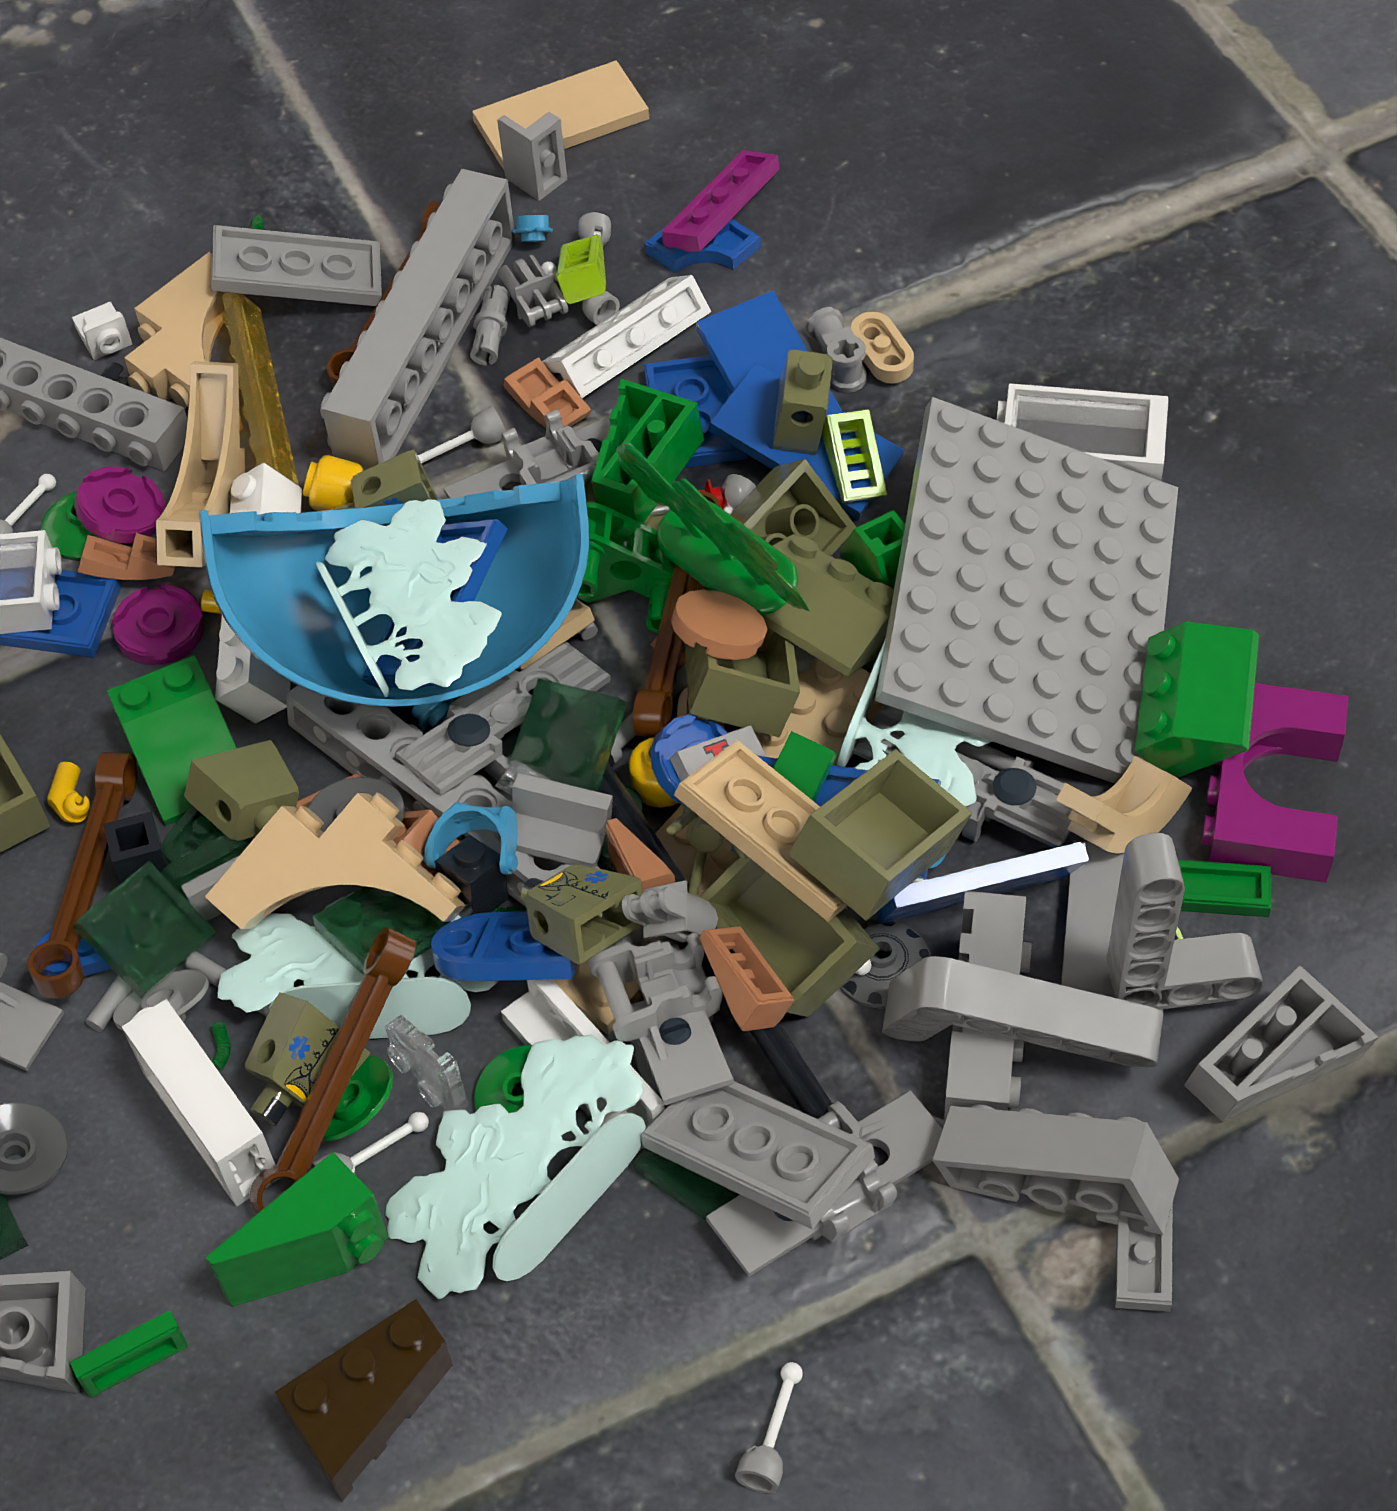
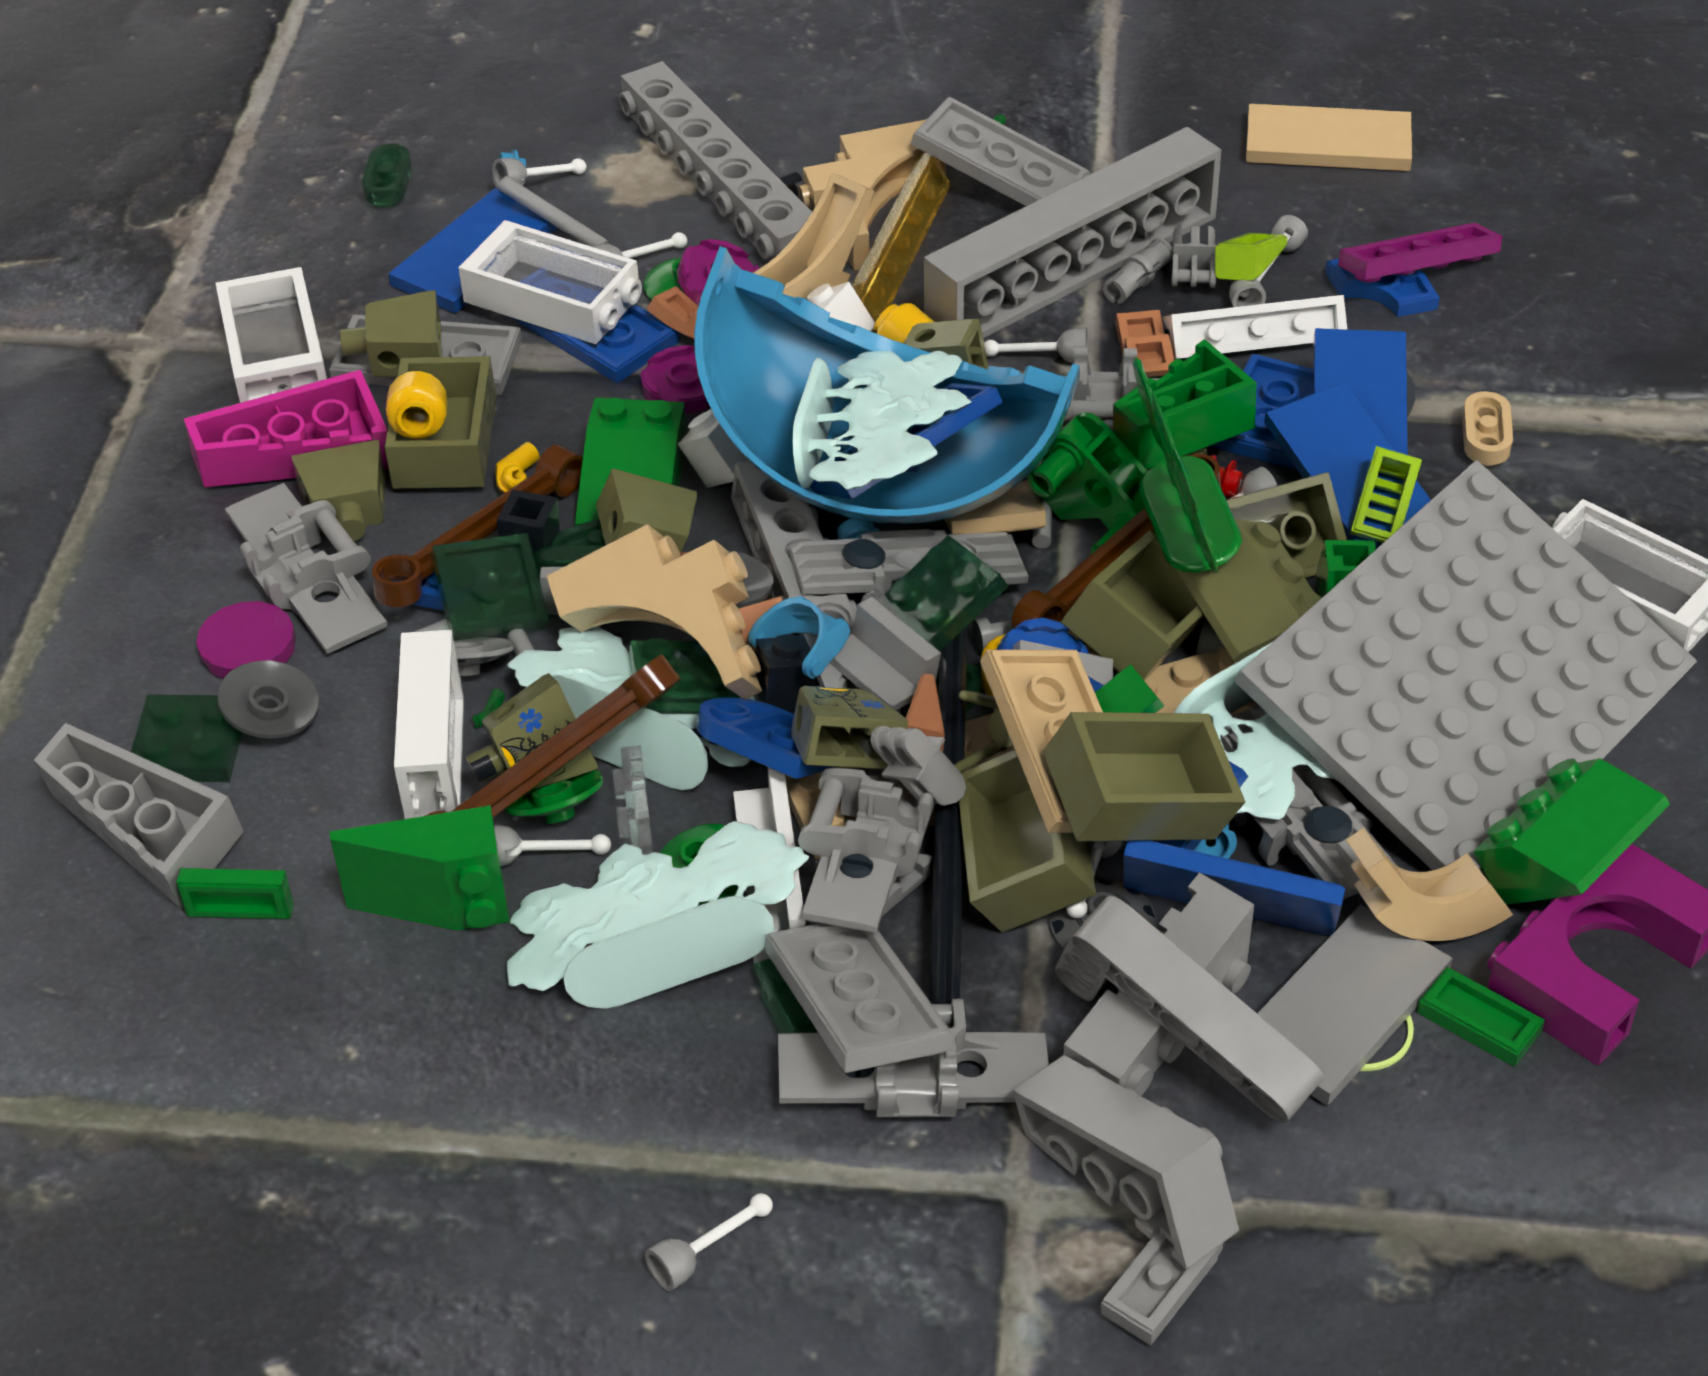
camera: 30 degrees right, 10 degrees down
(102, 330) = (807, 147): white bracket -> none
(364, 1393) = (390, 1017): dark brown wedge -> none
(532, 227) = (1232, 210): dark azure plate -> none
(533, 155) = (1273, 151): light grey panel -> none
(720, 623) = (1133, 555): nougat tile -> none
(746, 979) = (947, 856): nougat slope -> none
(806, 388) = (1370, 409): olive torso -> none
(846, 349) = (1443, 413): light grey connector -> none
(1142, 951) = (1328, 1023): light grey beam -> none
(1279, 1047) = (1424, 1169): light grey wedge -> none

